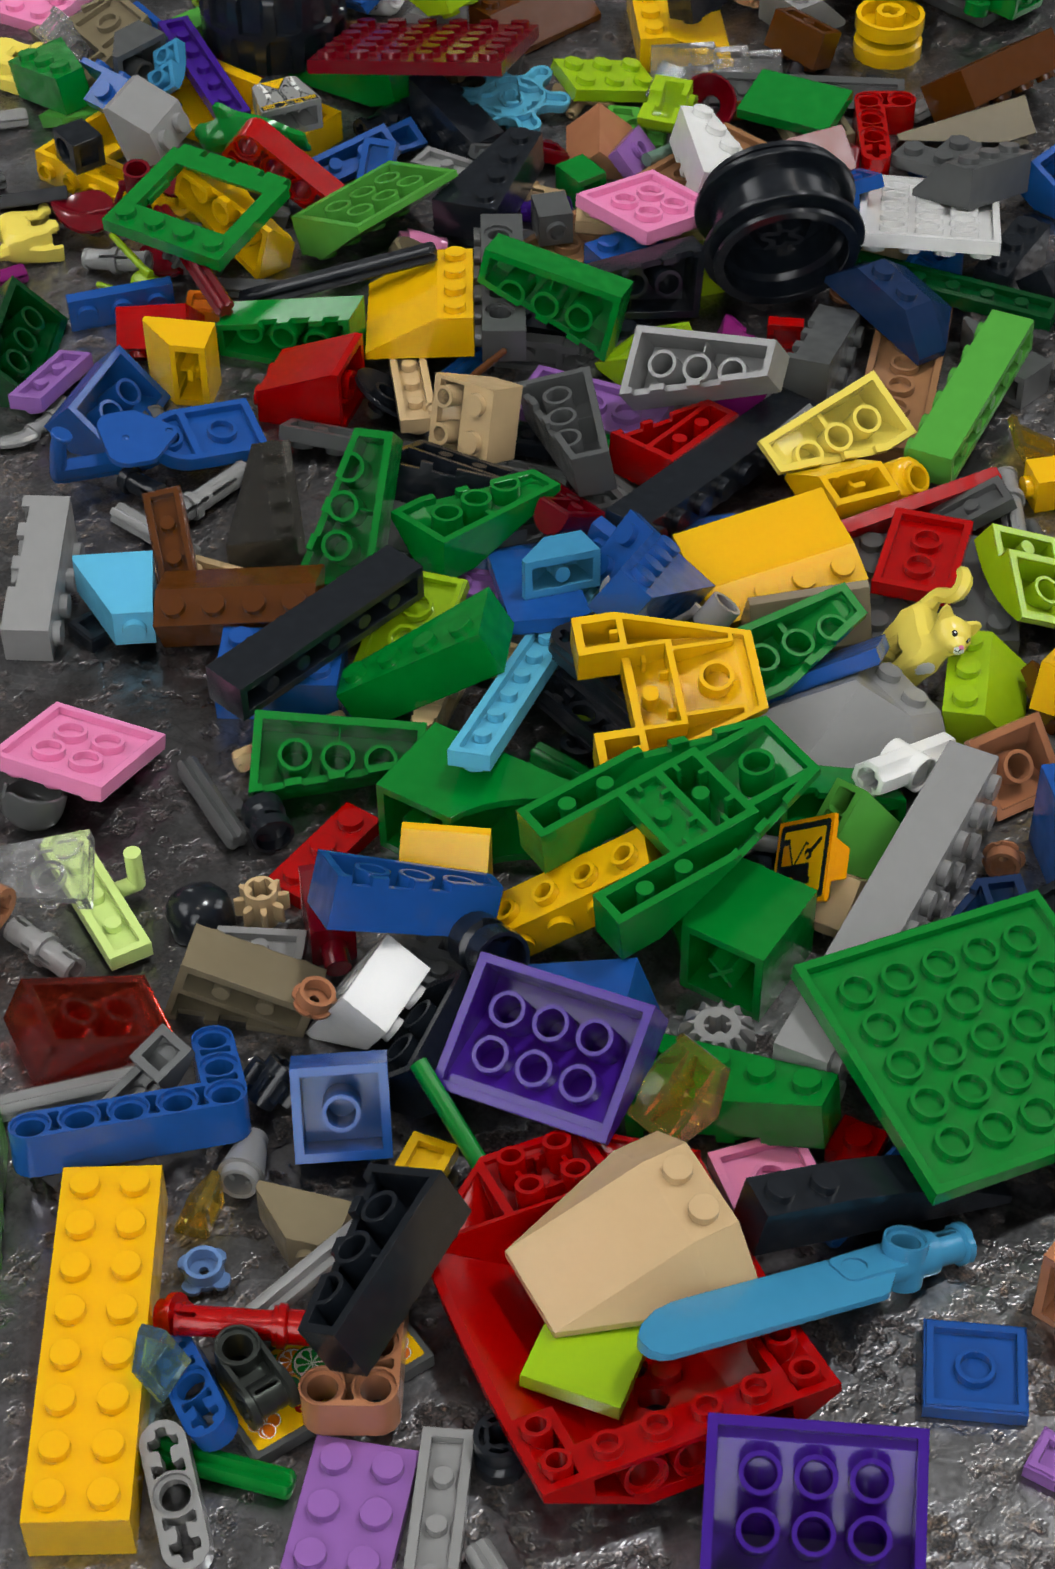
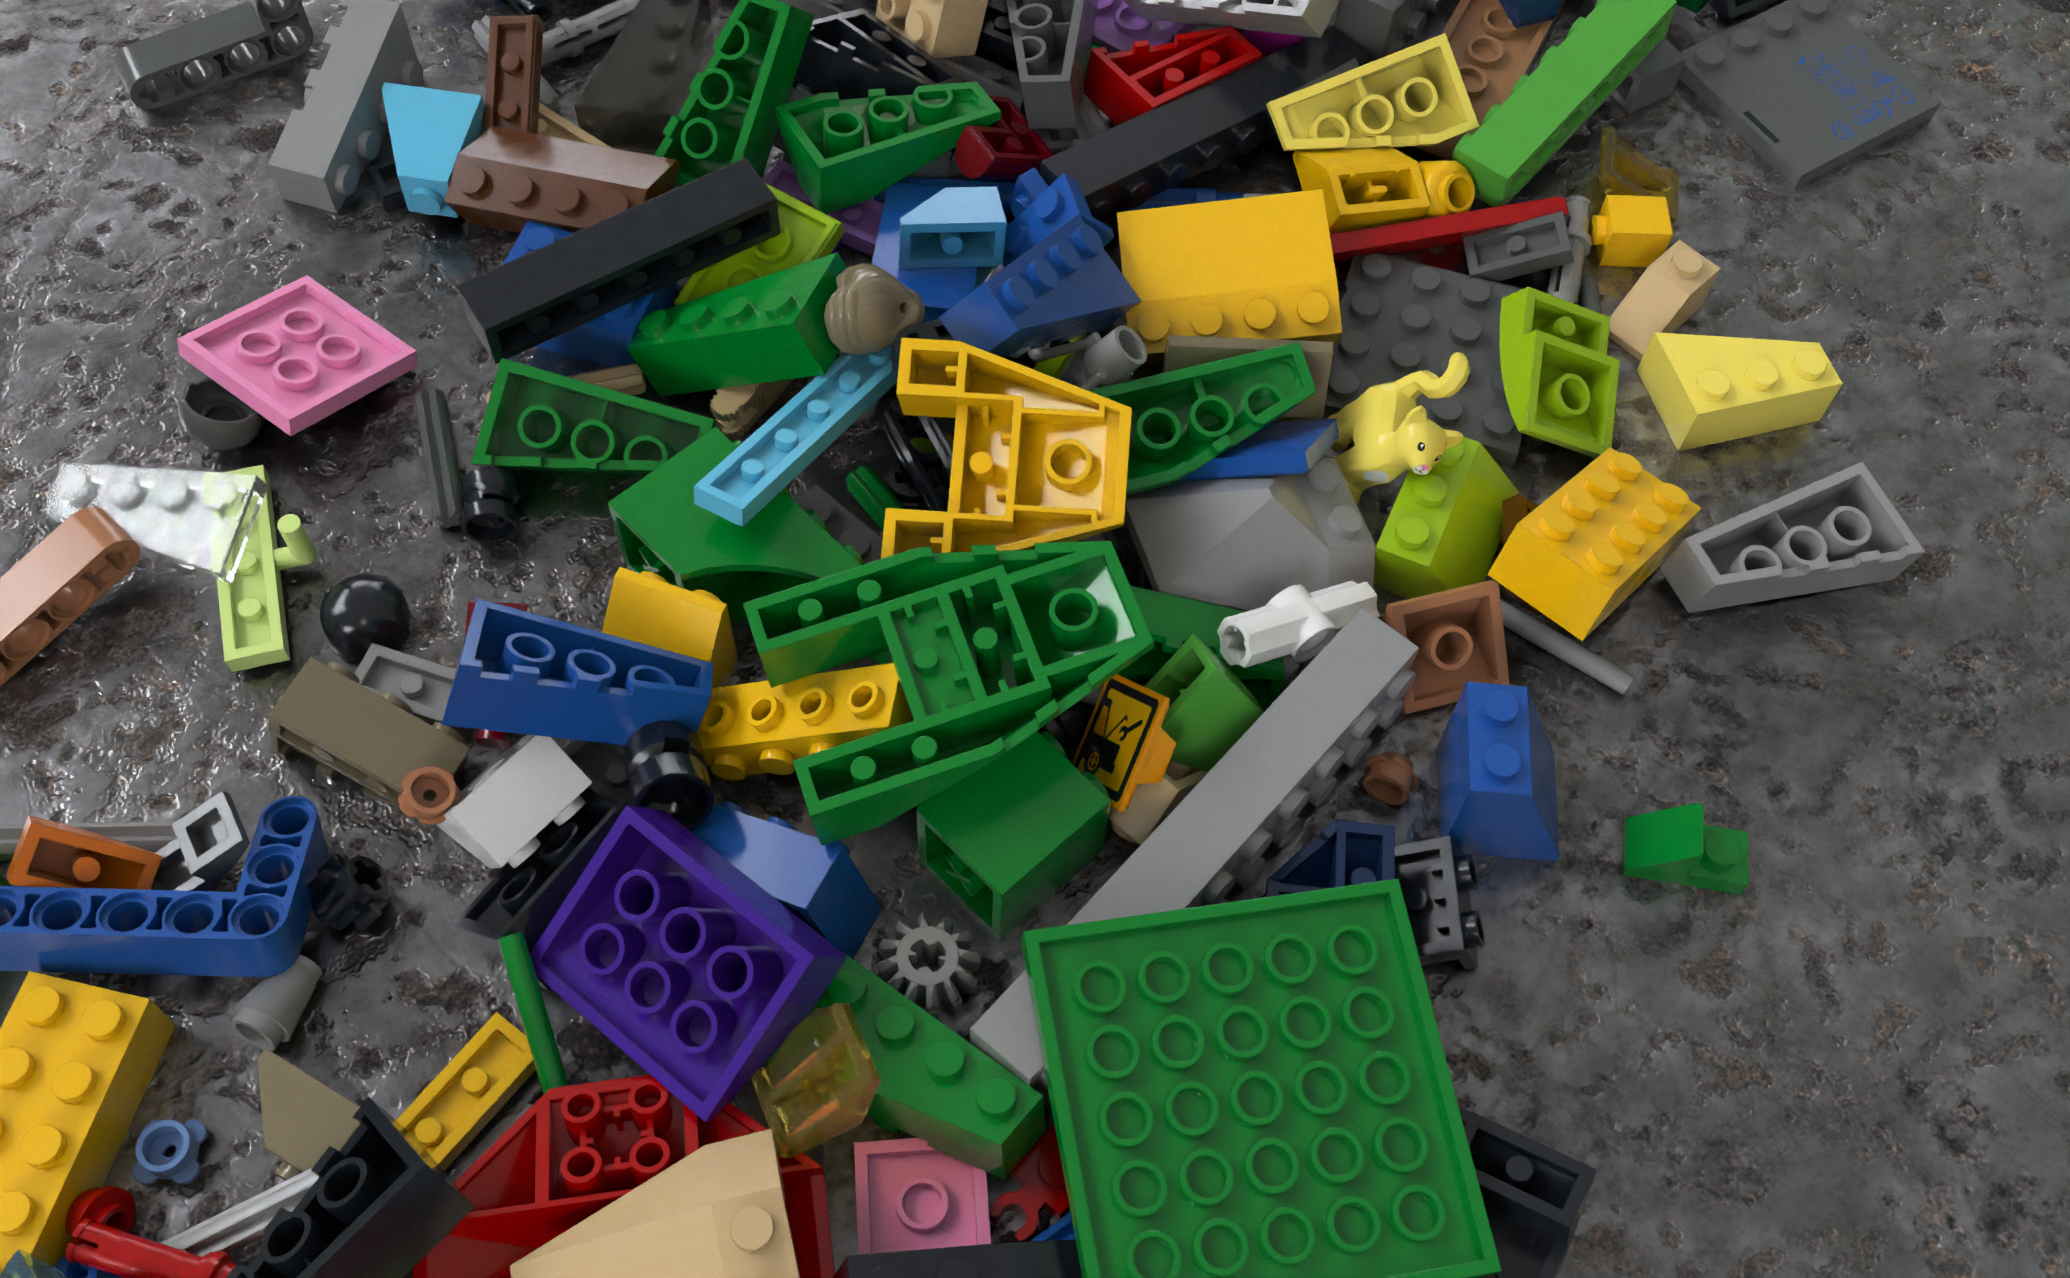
camera: 10 degrees right, 15 degrees up
(43, 948) = (161, 623): light grey pin -> none
(54, 1086) = (78, 858): none -> orange slope
(80, 1024) = (163, 749): clear red slope -> none
(202, 1208) = (204, 1057): clear yellow slope -> none
(261, 902) = (437, 621): tan gear -> none
(341, 1107) = (403, 965): blue brick -> none
(344, 832) = (549, 560): red plate -> none
(526, 621) = (870, 310): none -> dark tan hair
(920, 554) = (1427, 306): red plate -> none

